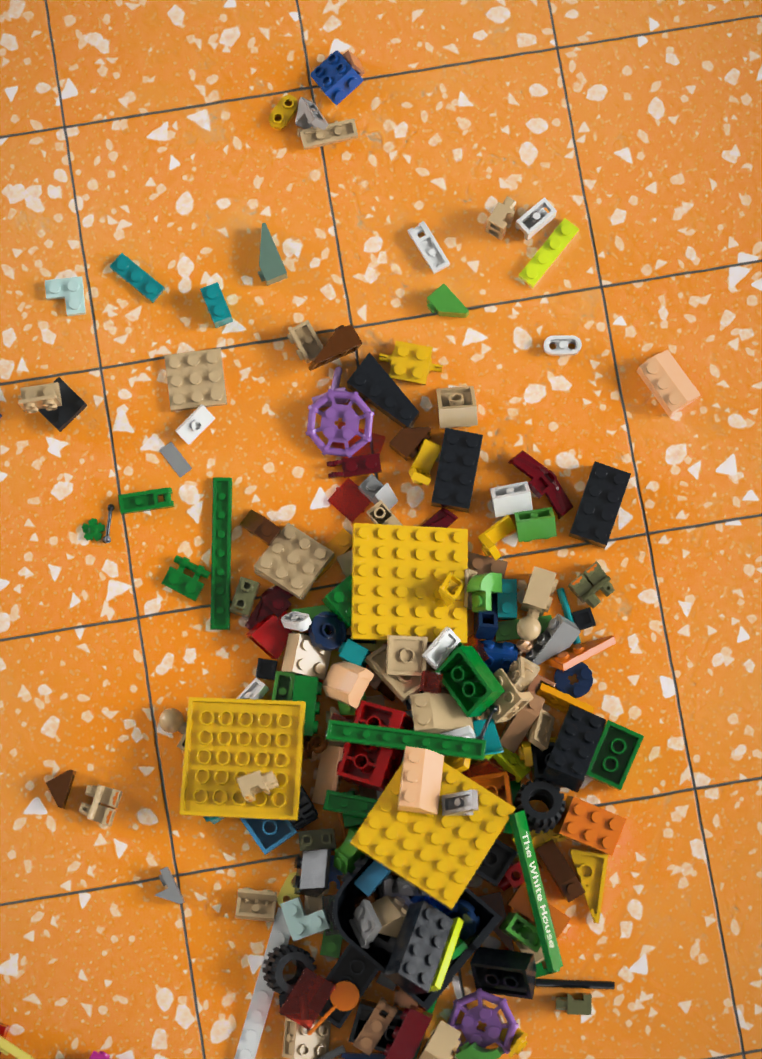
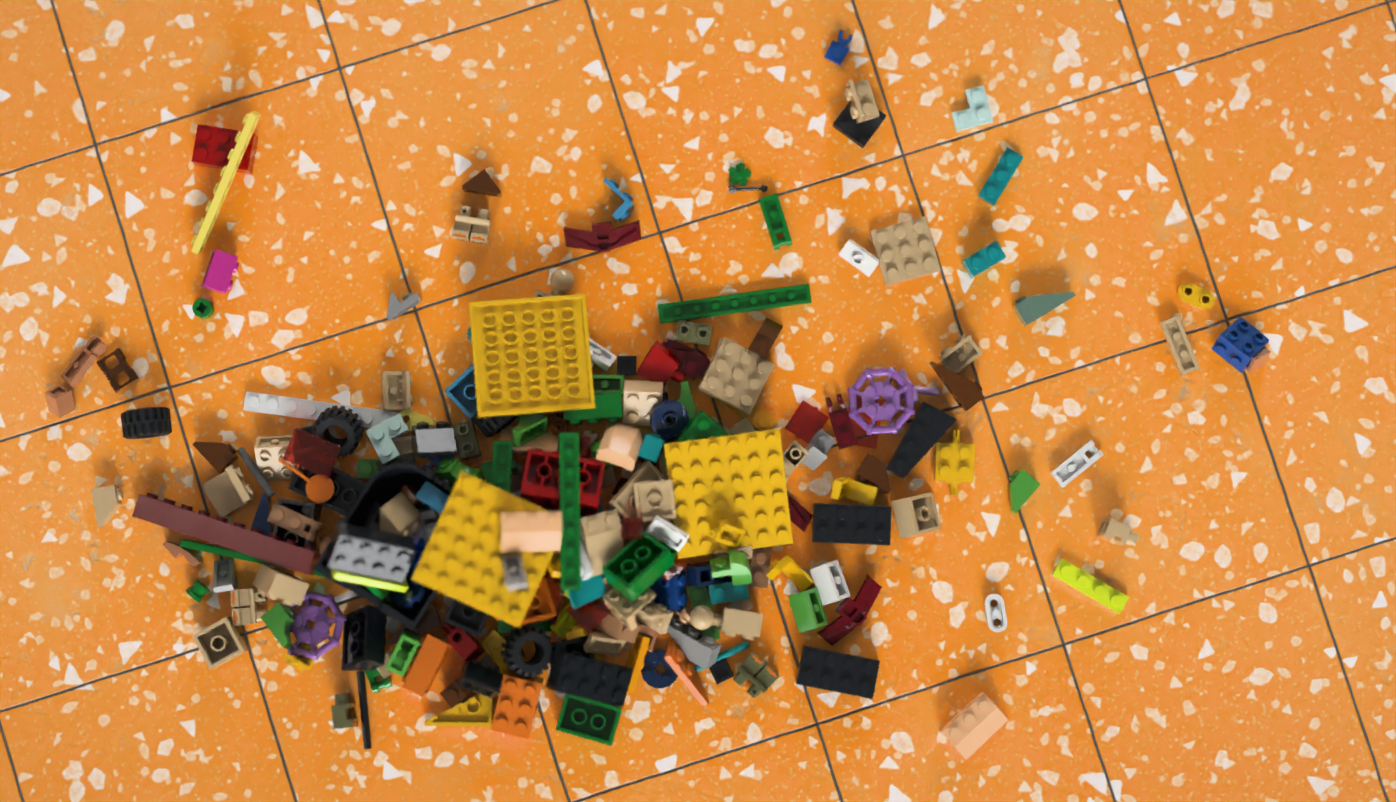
camera: 80 degrees right, 5 degrees up
(111, 649) = (624, 210): none -> dark azure bracket
(134, 673) = (602, 236): none -> dark red plate
(175, 459) = (822, 244): light grey sticker -> none
(183, 583) = (699, 270): green plate -> none
(256, 783) = (506, 371): tan hips -> none
(296, 621) = (674, 387): white plate -> none
(309, 115) = (1195, 323): light grey slope -> none
(315, 772) = (528, 428): none -> bright green arch
(365, 923) = (388, 497): light grey plate -> none
(493, 708) = (614, 592): black hinge -> none
(511, 739) = (589, 614): none -> clear red piece
(535, 891) = (443, 658): green tile -> none
(536, 218) = (1122, 568): white brick -> none
(560, 857) = (480, 679): none -> black slope

